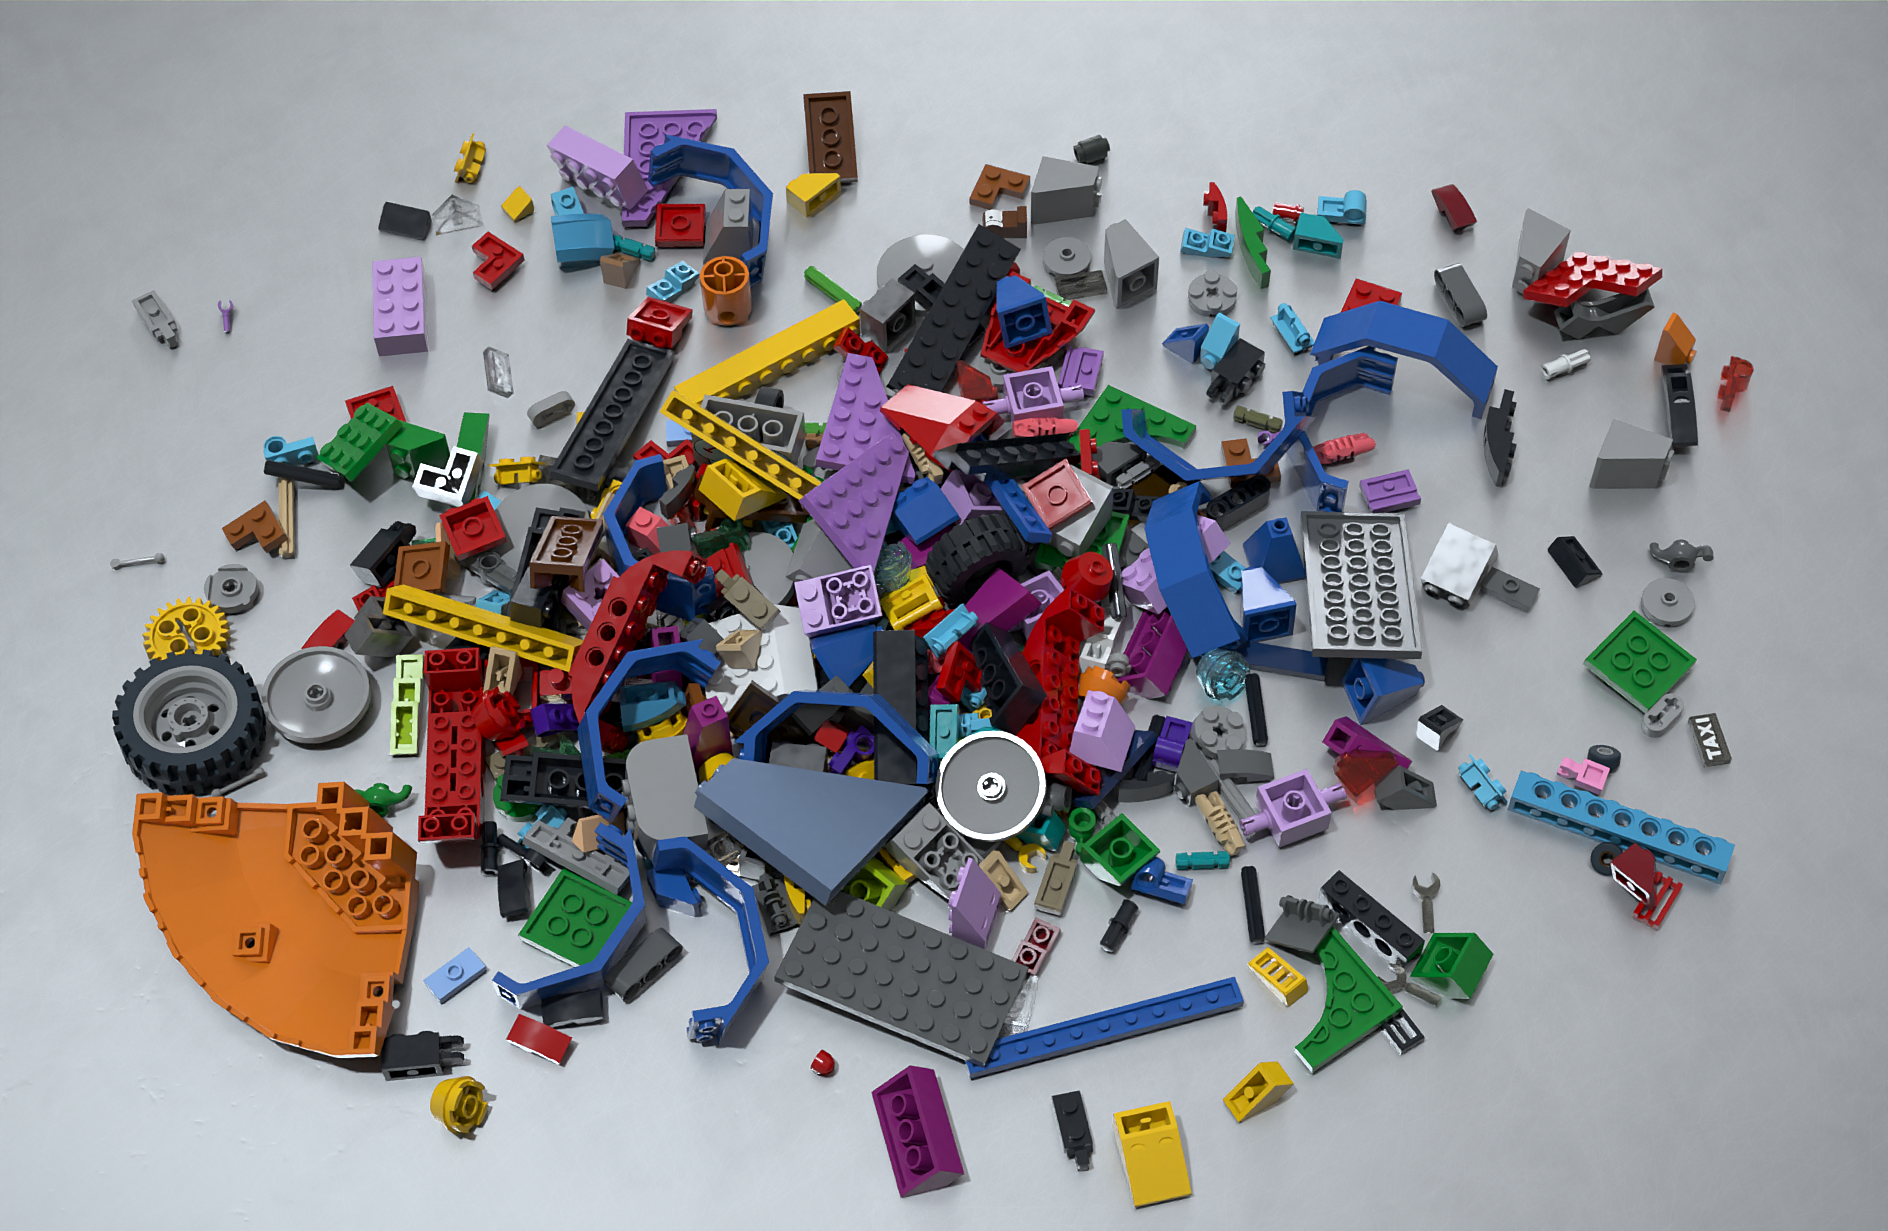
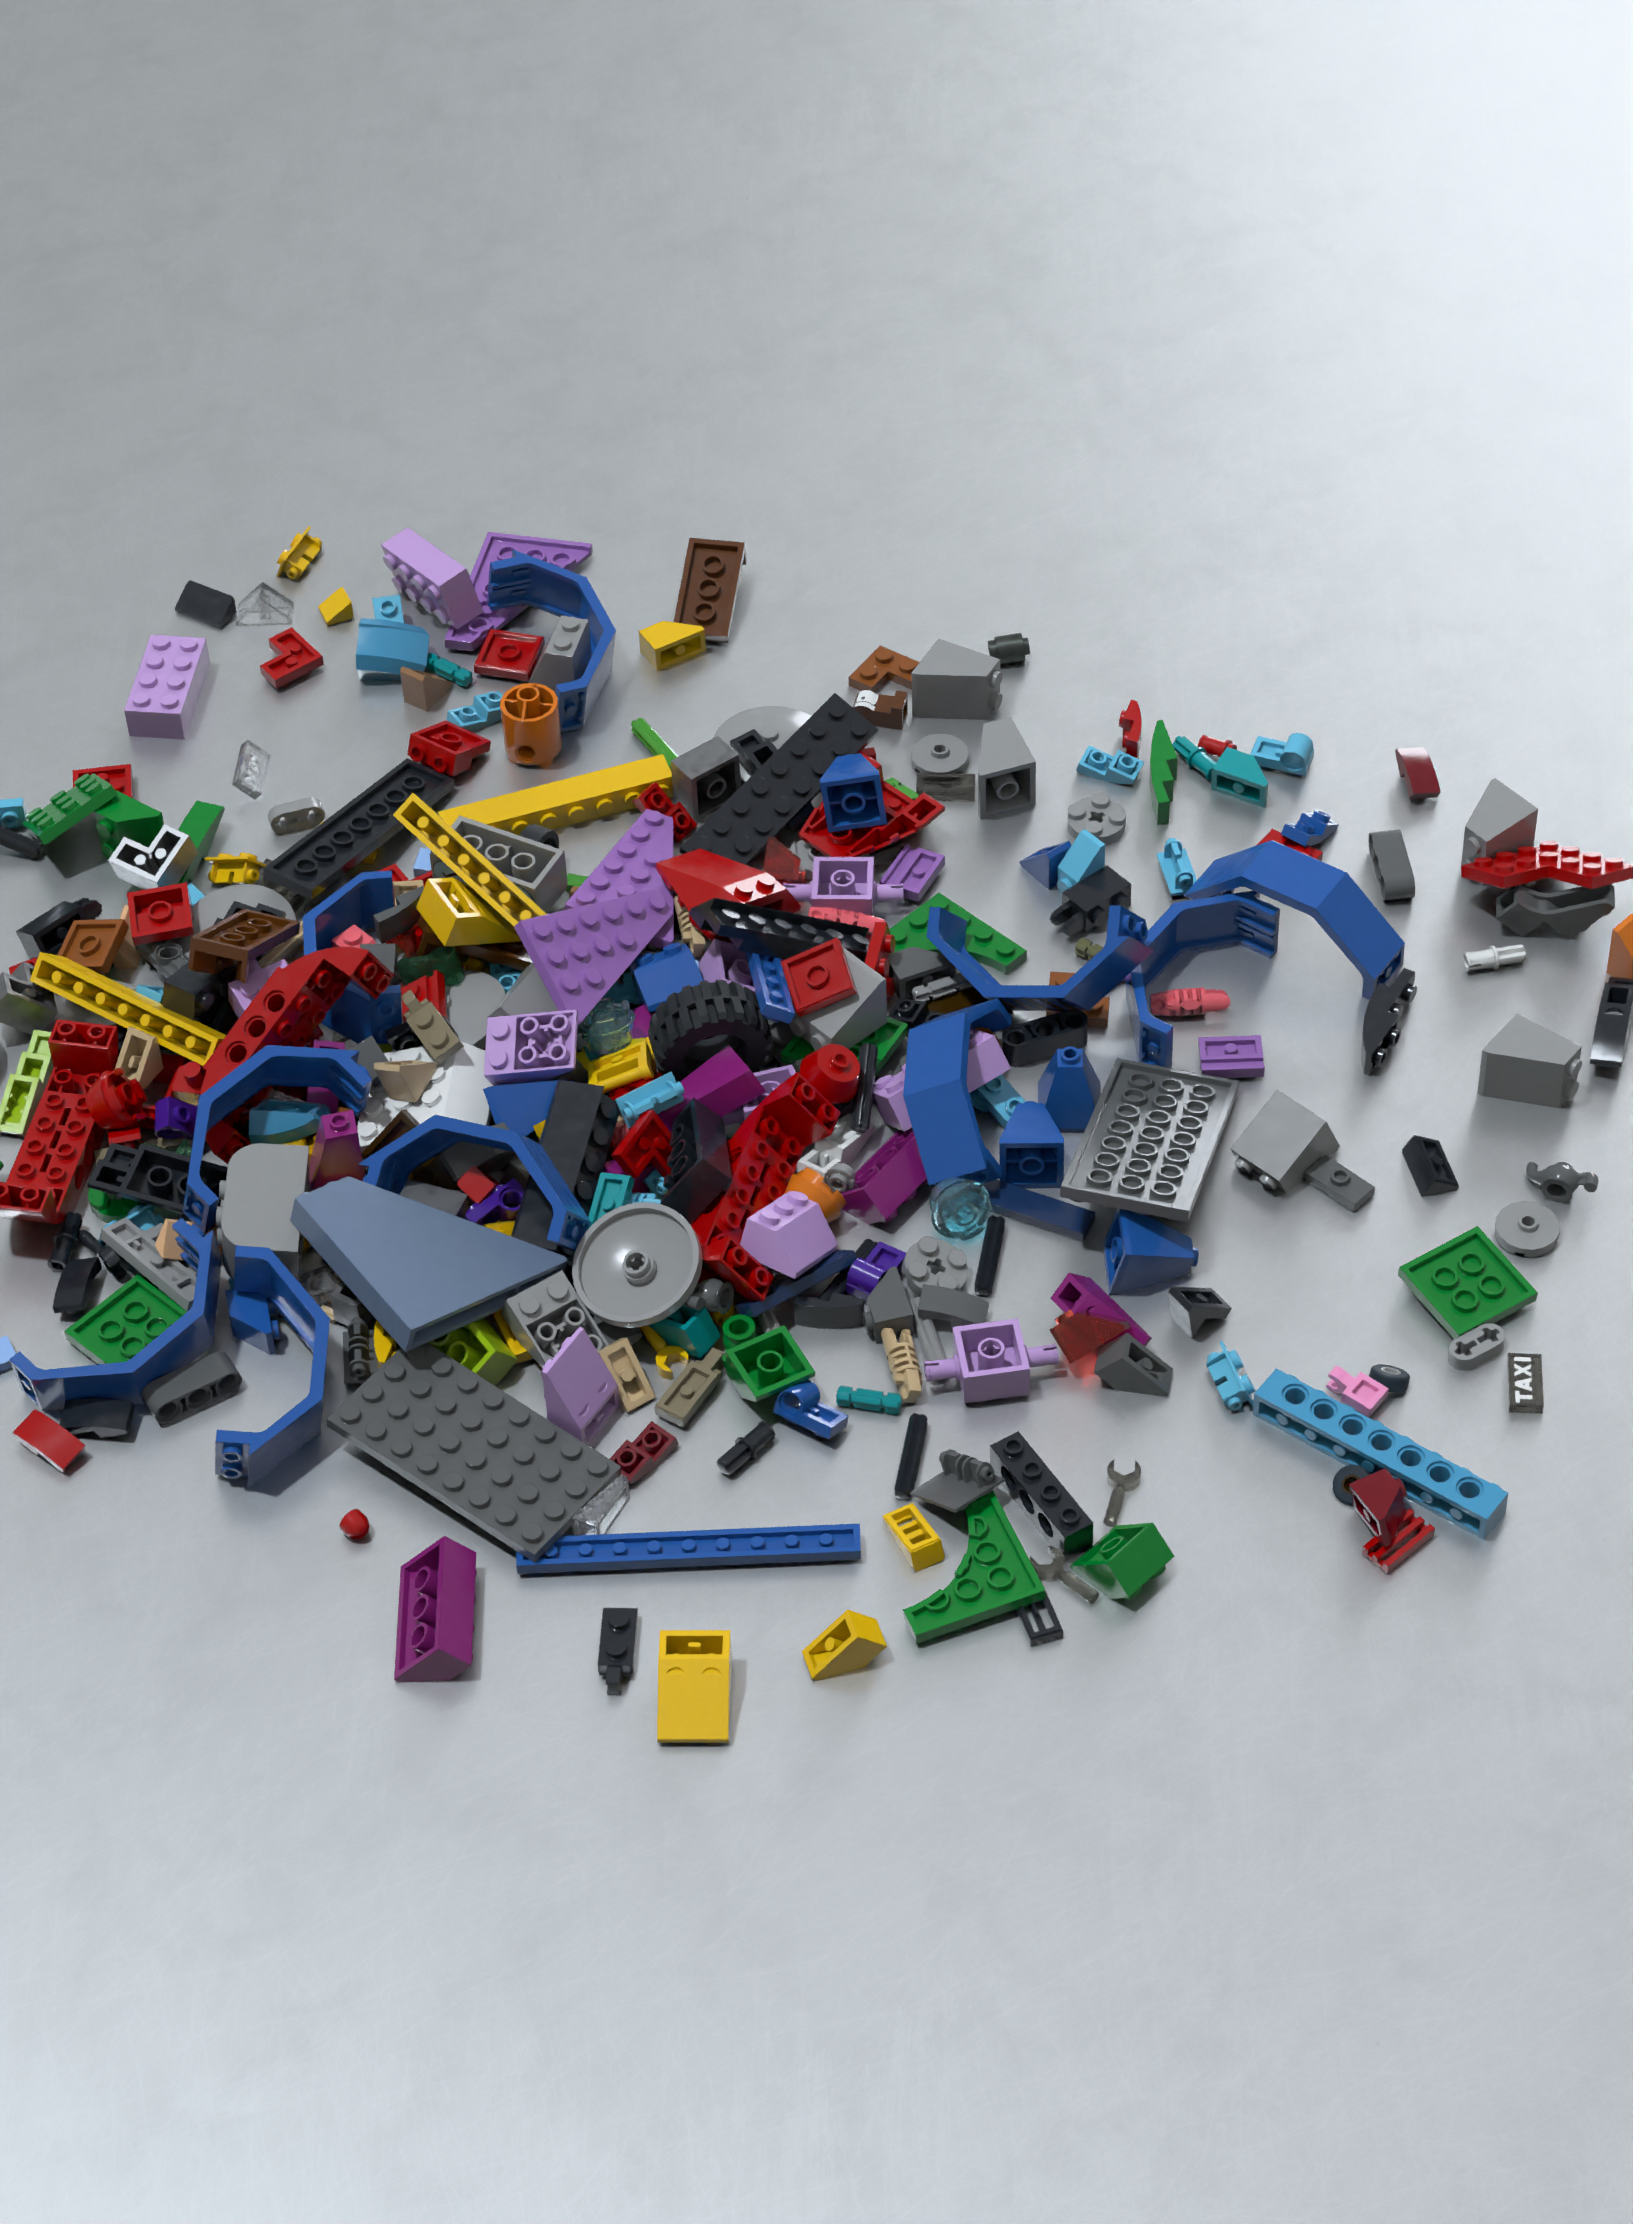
camera: 15 degrees right, 10 degrees down
(1386, 273) = (1310, 828): none -> blue slope

